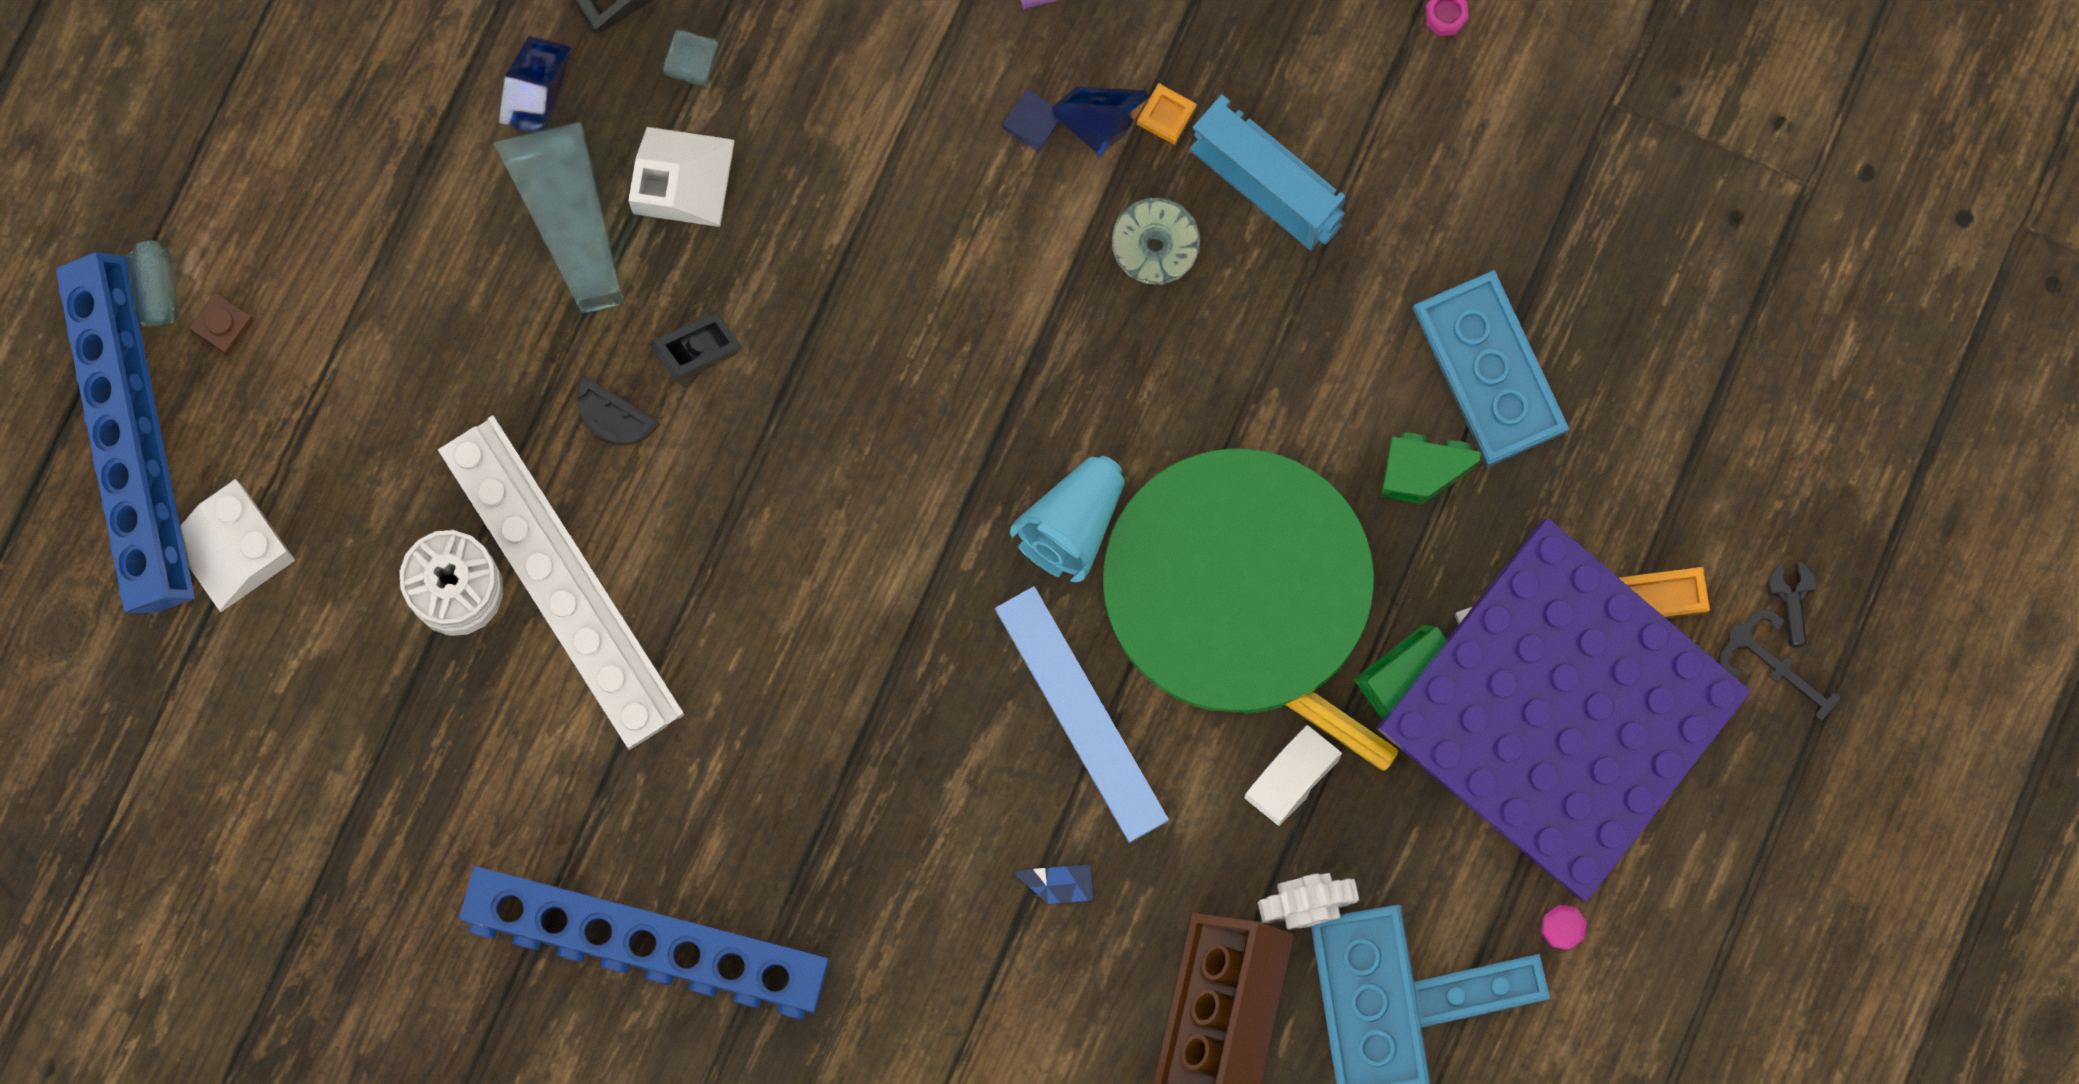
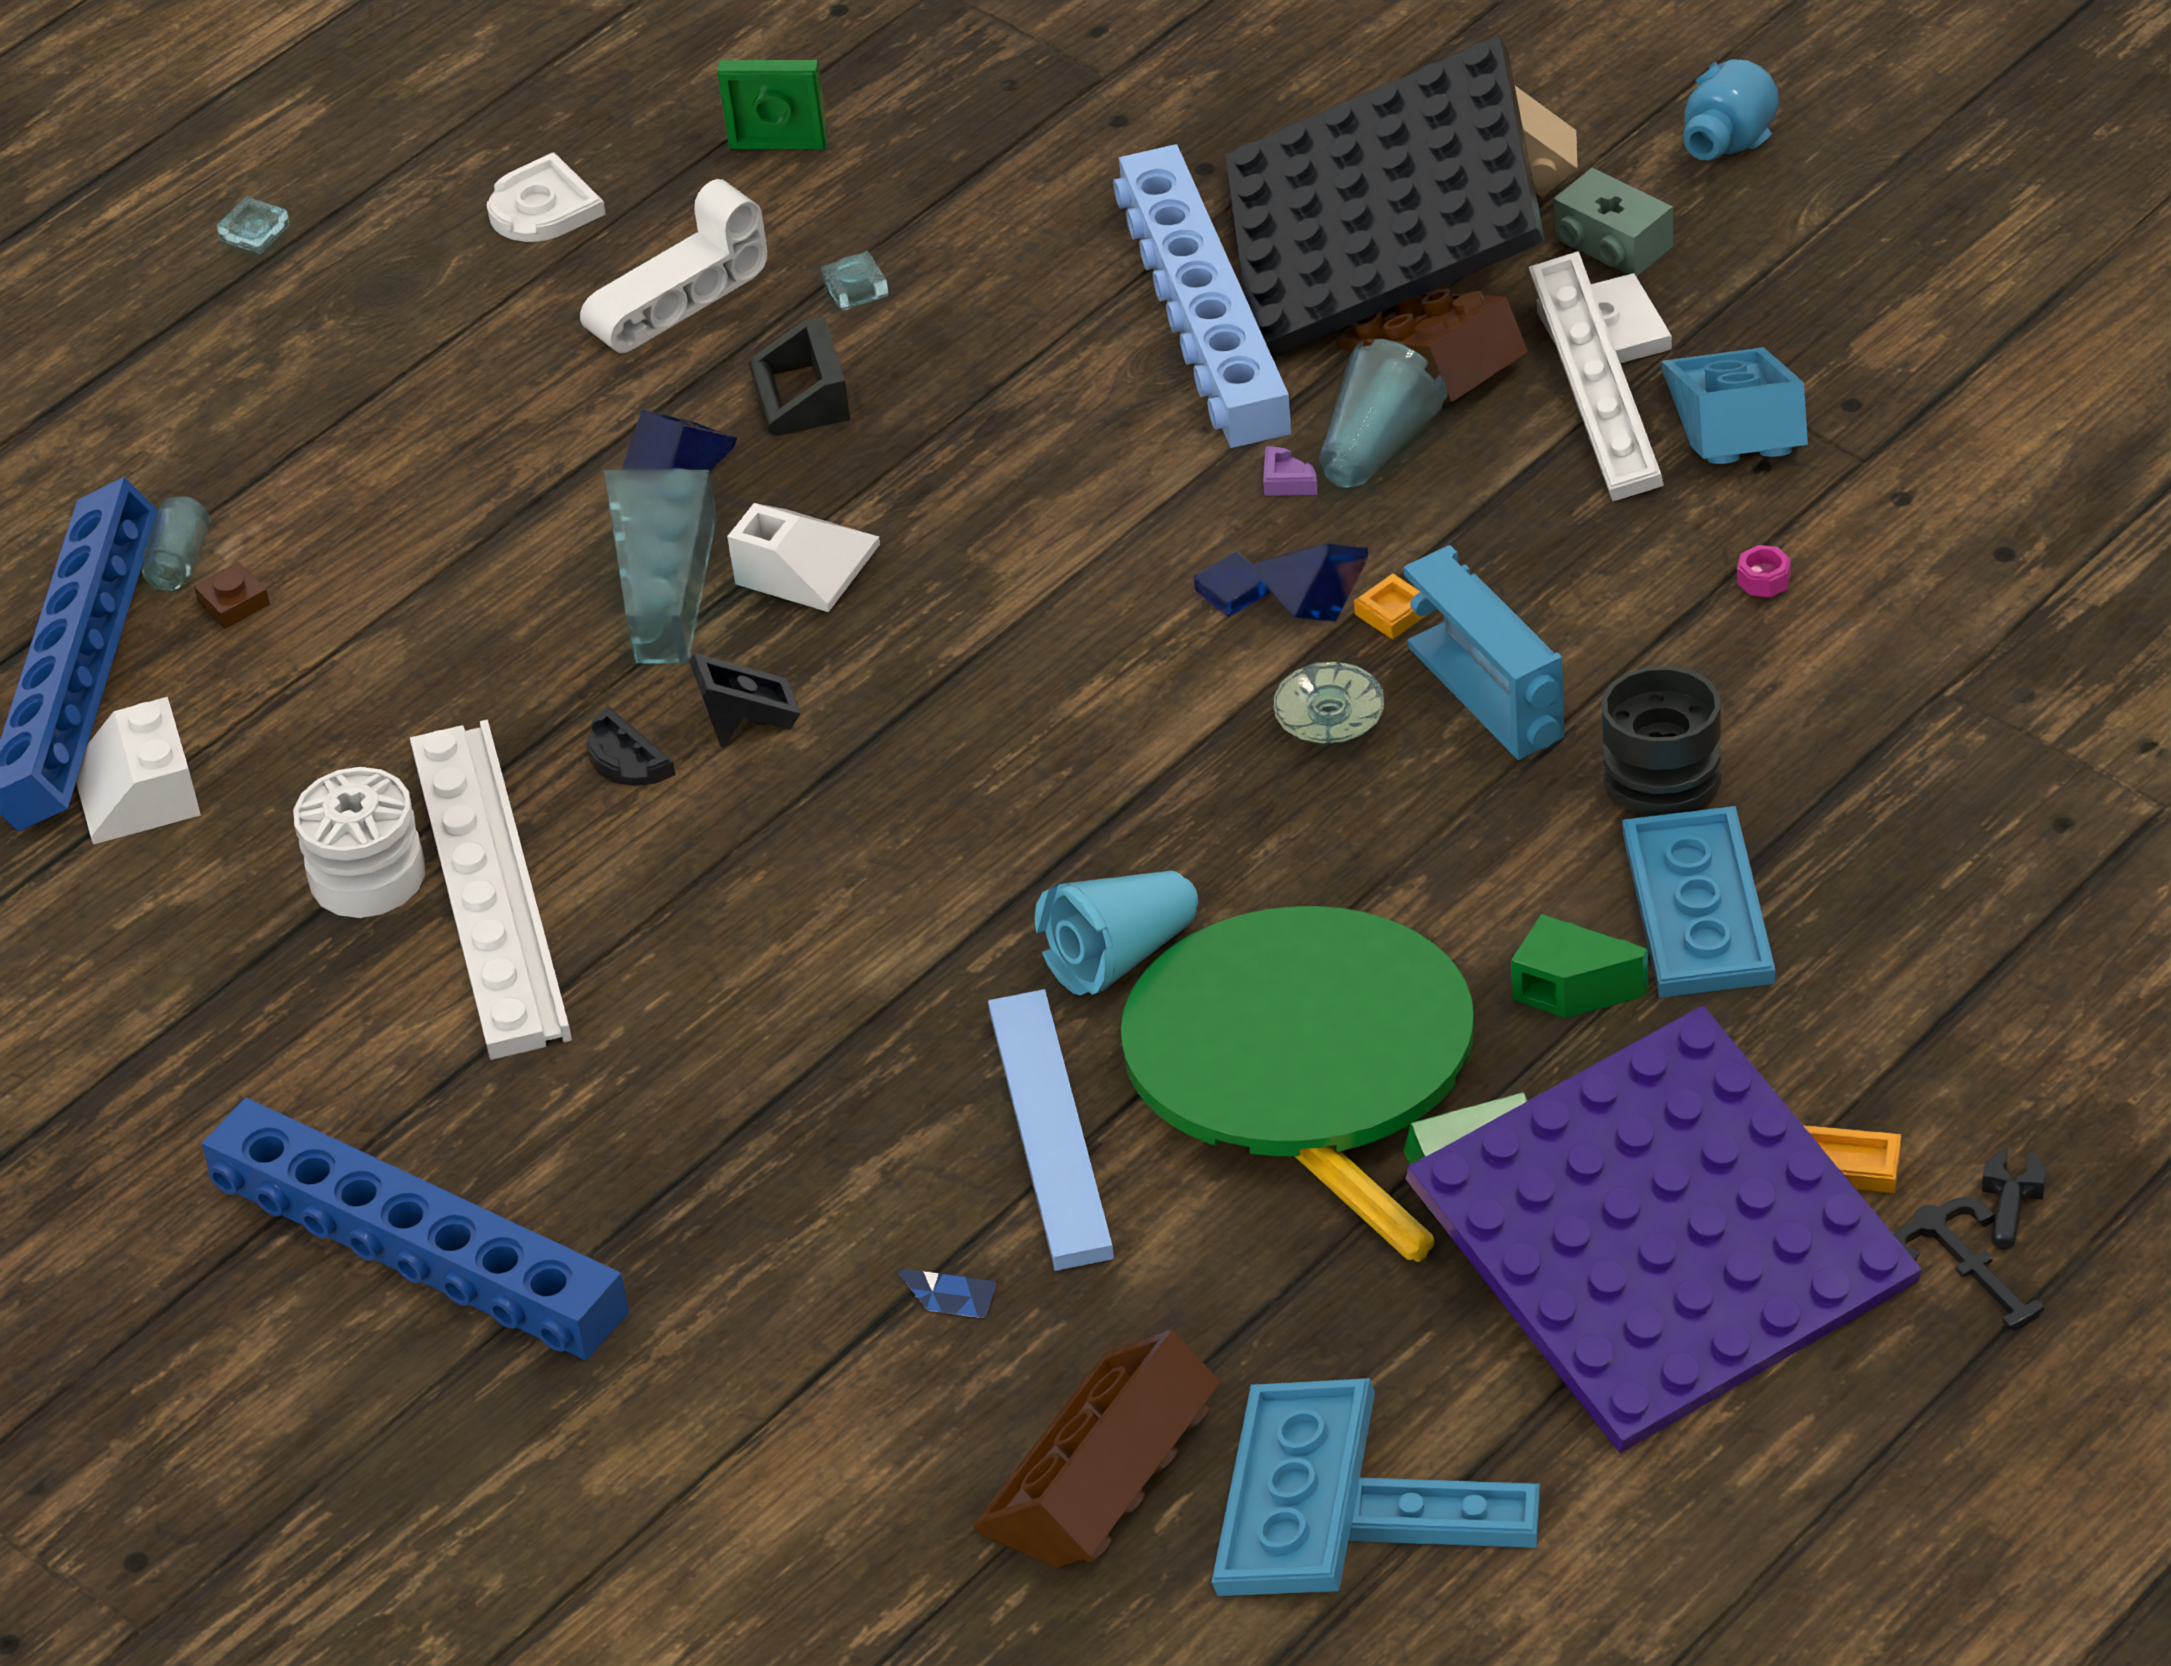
camera: 25 degrees right, 35 degrees down
(691, 58) = (864, 461): clear light blue plate -> none
(1293, 775) = (1279, 1231): white slope -> none
(1308, 901) = (1251, 1337): white gear -> none
(1423, 211) = (1661, 740): none -> pearl dark grey wheel
(1563, 927) = (1583, 1466): dark pink tile -> none

